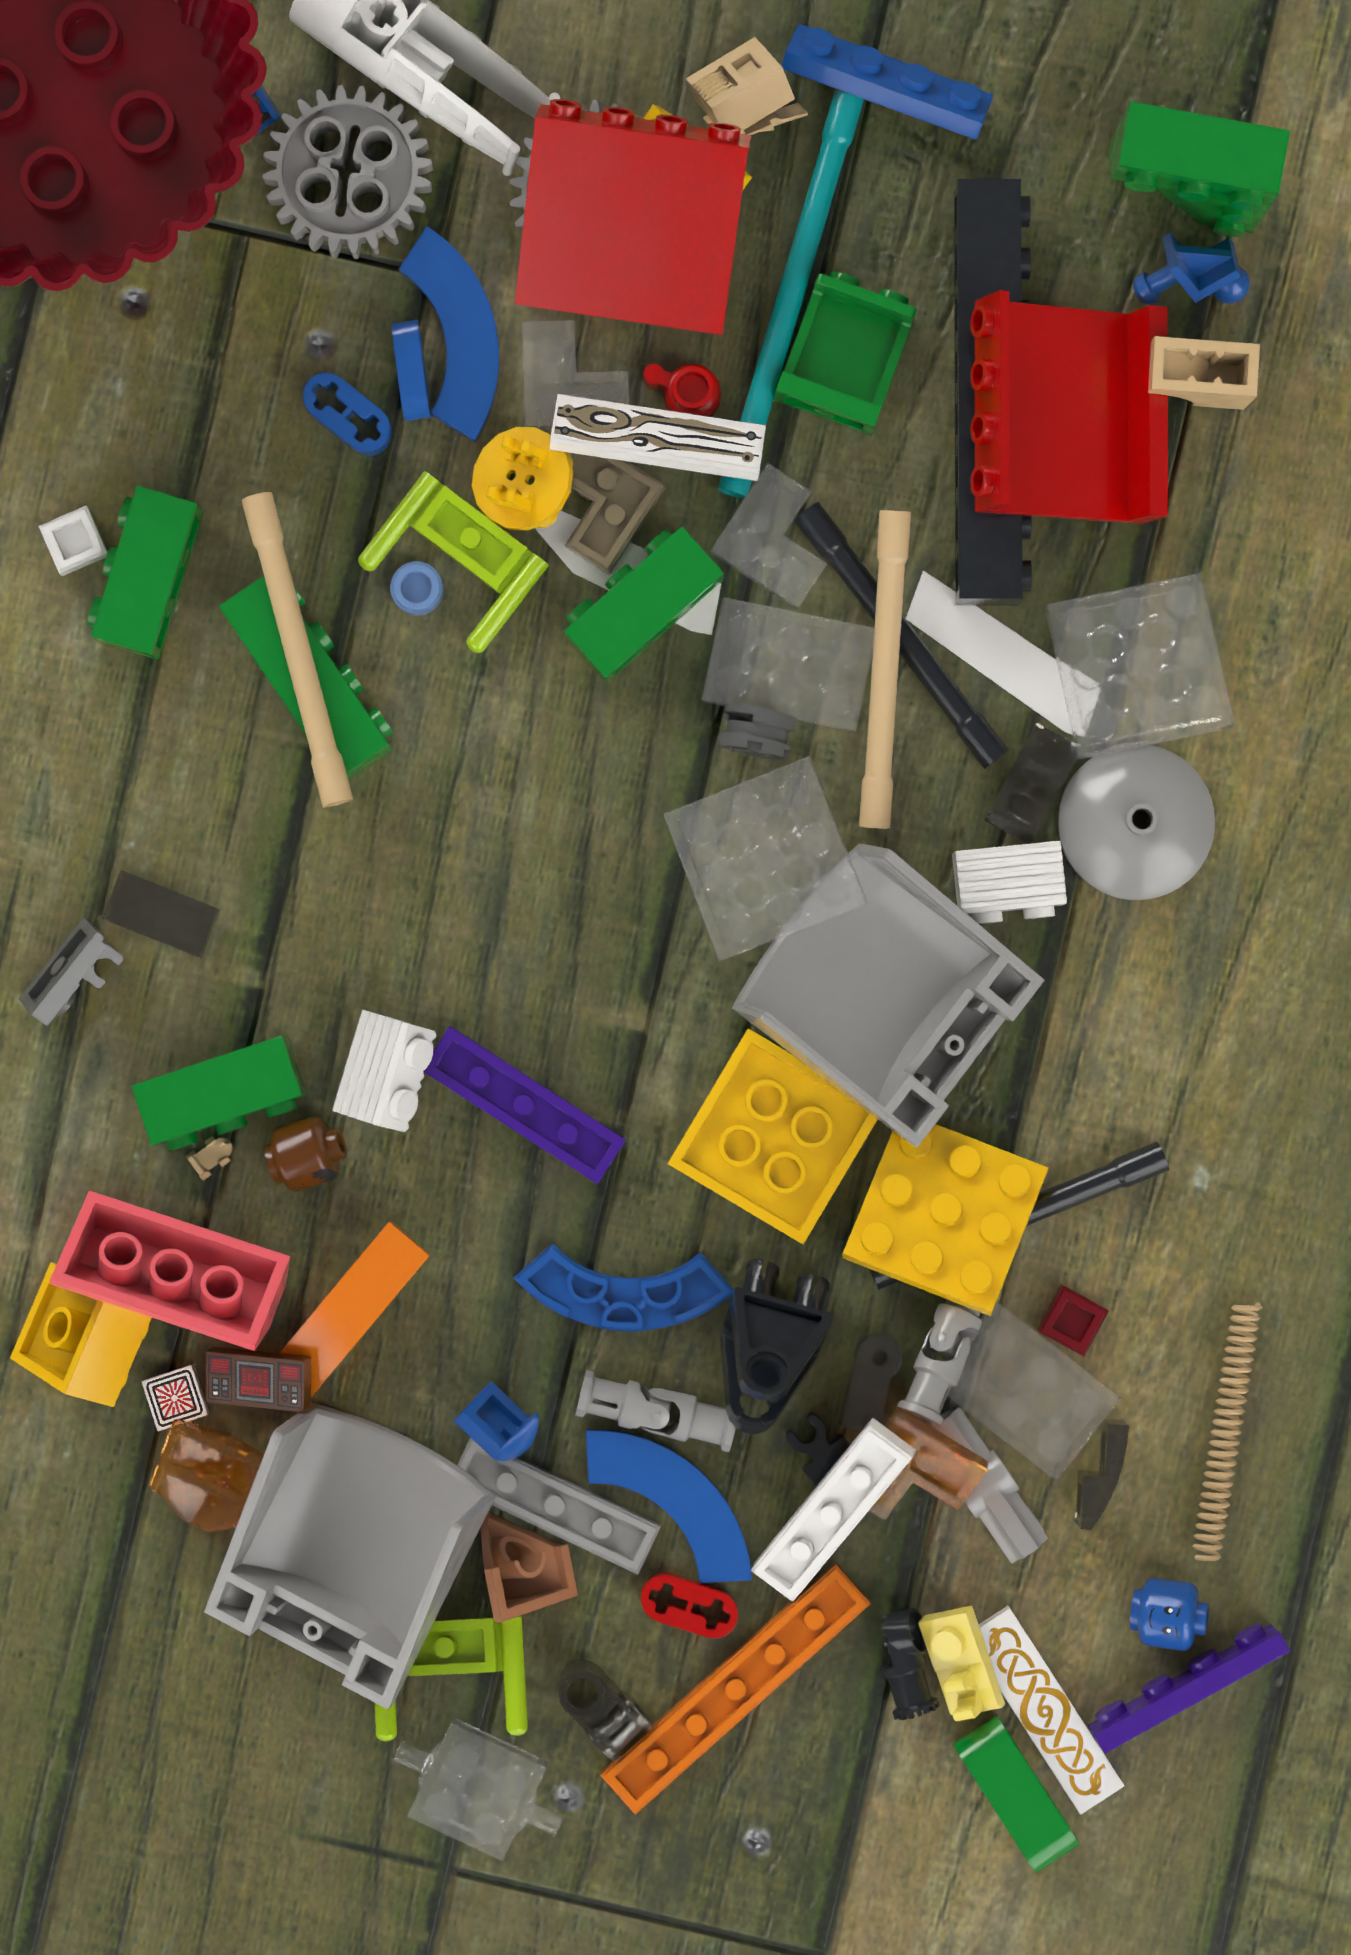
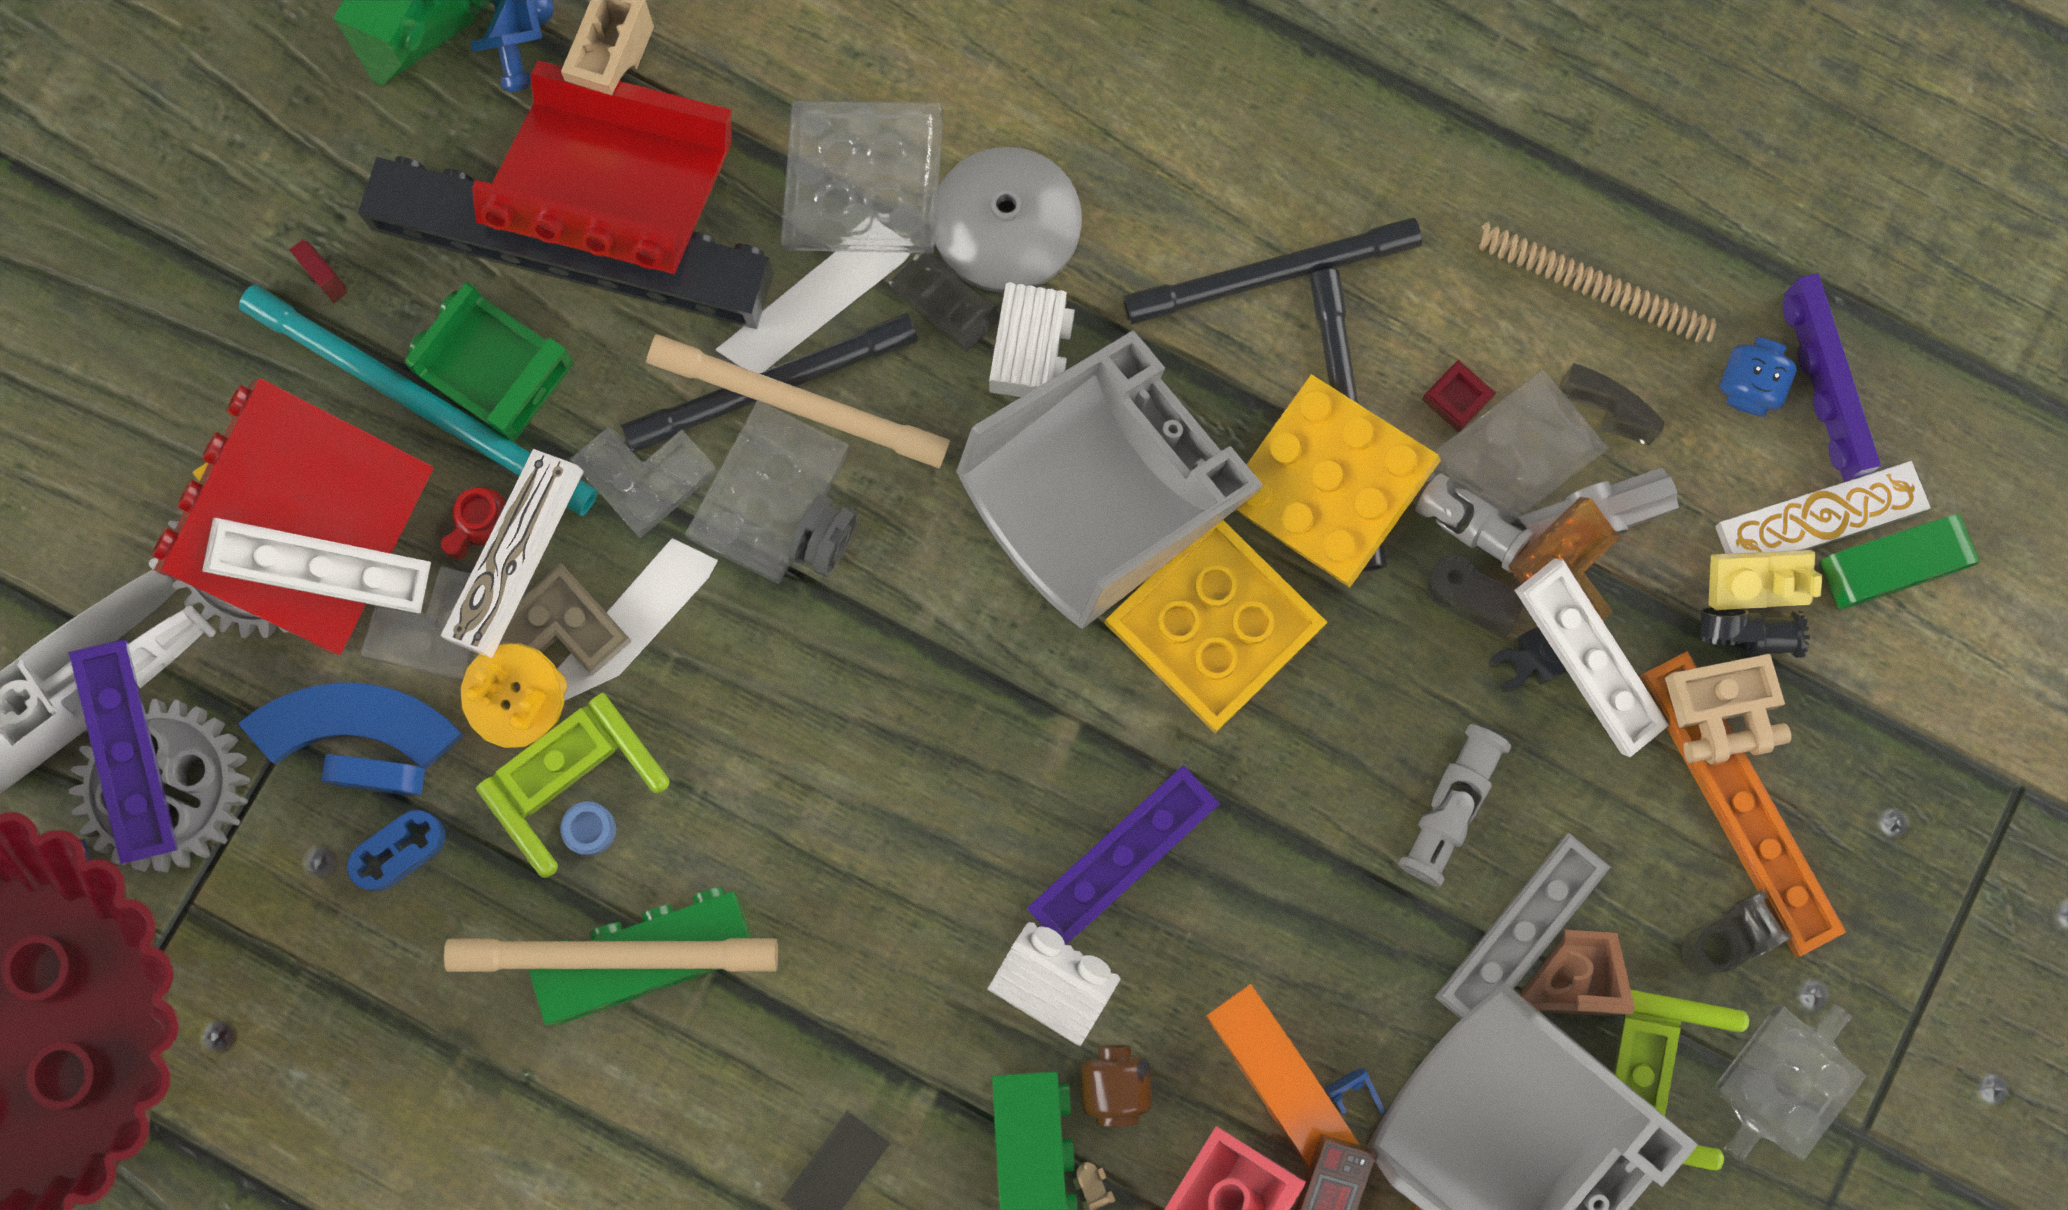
camera: 80 degrees left, 10 degrees down
(74, 540) = (435, 1160): white tile -> none
(145, 572) = (488, 1094): green brick -> none
(363, 133) = (123, 751): none -> dark purple plate
(369, 1372) = (1352, 1080): none -> blue piece
(498, 1424) = (1431, 963): blue plate -> none
(588, 257) = (315, 566): none -> white tile
(621, 1301) = (1340, 809): blue tile -> none
(642, 602) = (667, 613): green brick -> none
(681, 1491) = (1536, 805): blue tile -> none
(685, 1617) = (1661, 832): red beam -> none
(745, 90) = (203, 382): tan piece -> none
(765, 858) = (947, 560): clear plate -> none
(770, 1343) = (1416, 676): black piece -> none
(835, 1648) = (1724, 692): none -> tan plate
(887, 81) = (235, 270): blue plate -> none
(893, 157) = (319, 270): none -> dark red tile
(1209, 1199) = (1375, 243): none -> black piece

